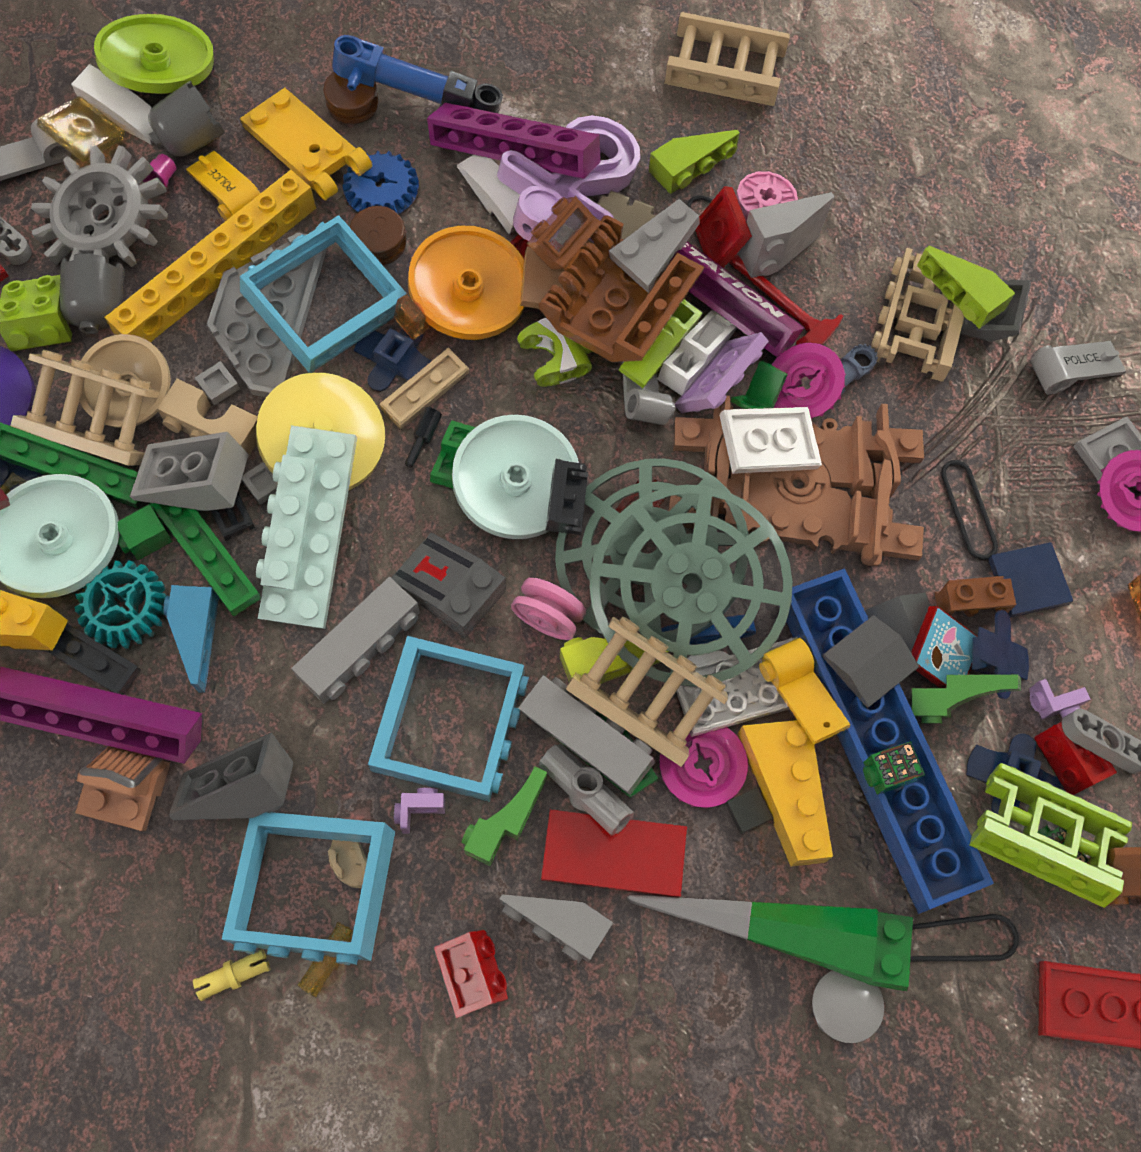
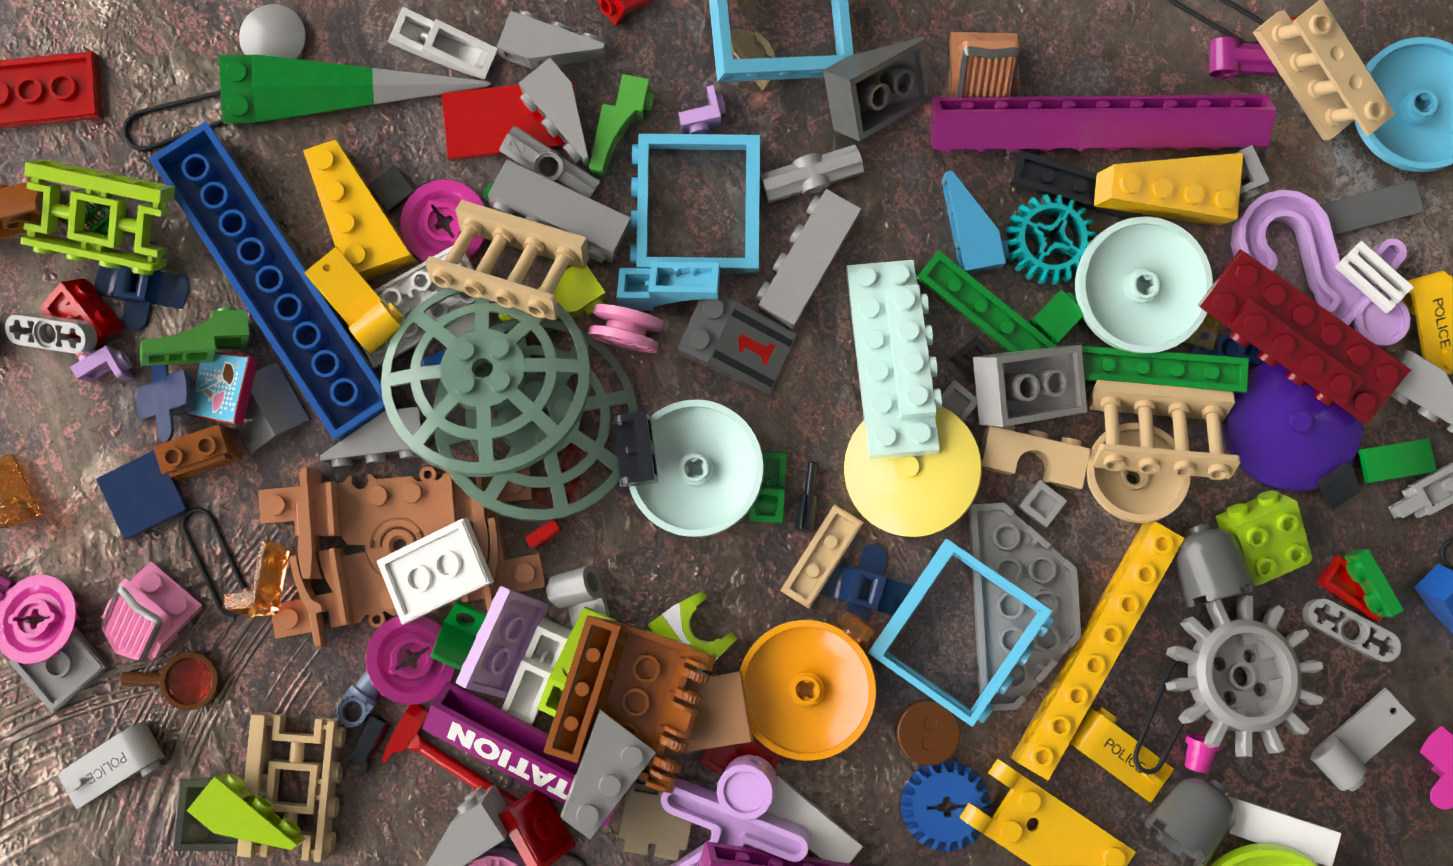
camera: 170 degrees right, 15 degrees up
(79, 126) = (1309, 782): clear yellow tile -> none
(189, 203) = (1148, 721): none -> black piece
(328, 722) = (811, 173): none -> light grey piece
(497, 639) = (667, 283): none -> medium azure slope
(563, 232) = (709, 756): dark orange window -> none
(564, 851) = (555, 99): none -> light grey slope
(670, 950) = (442, 44): none -> white slope
(673, 452) = (544, 534): none -> red tile
(804, 567) = (375, 440): none -> light grey slope
(853, 333) = (367, 743): none -> black bar
(871, 660) = (292, 345): dark grey slope -> none
(892, 768) = (256, 235): brick -> none
(924, 465) = (267, 583): none -> clear orange bracket
(1006, 416) = (186, 680): none -> piece
(1034, 474) = (147, 614): none -> bright pink piece

